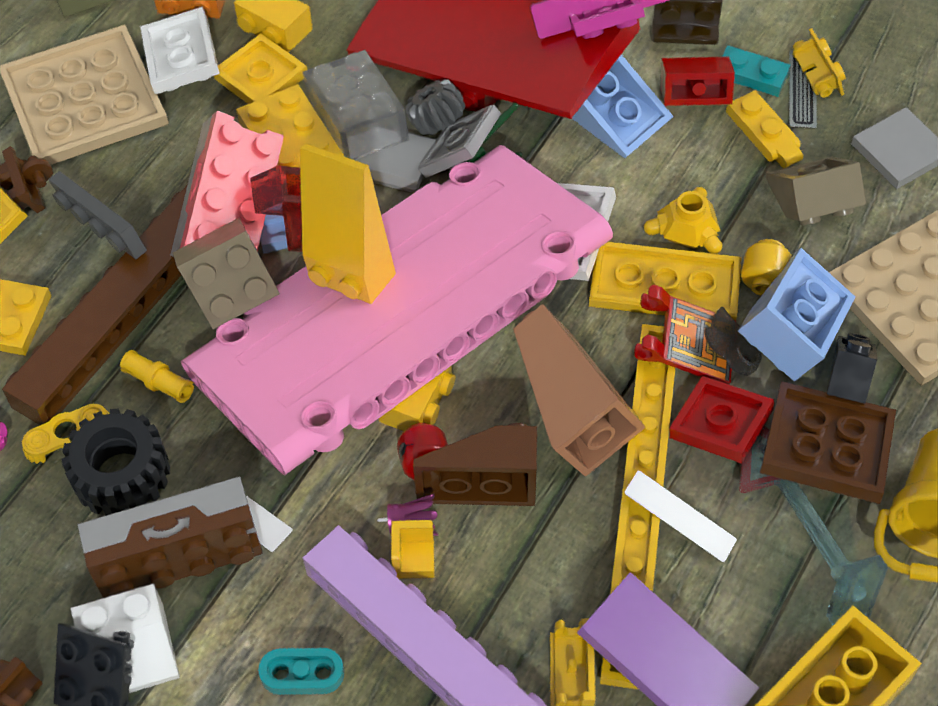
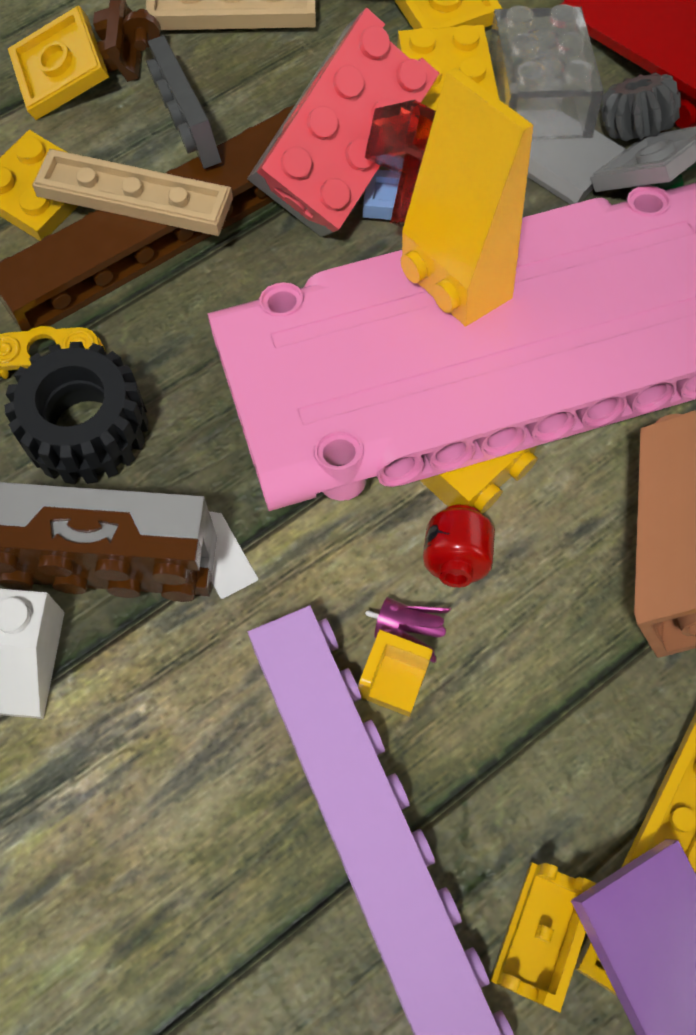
camera: 20 degrees right, 10 degrees up
(89, 294) = (133, 192): none -> tan tile
(157, 376) = (175, 322): yellow pin -> none
(225, 273) = (299, 221): dark tan brick -> none
(302, 667) = (190, 782): teal plate -> none
(482, 469) = (537, 604): reddish brown slope -> none

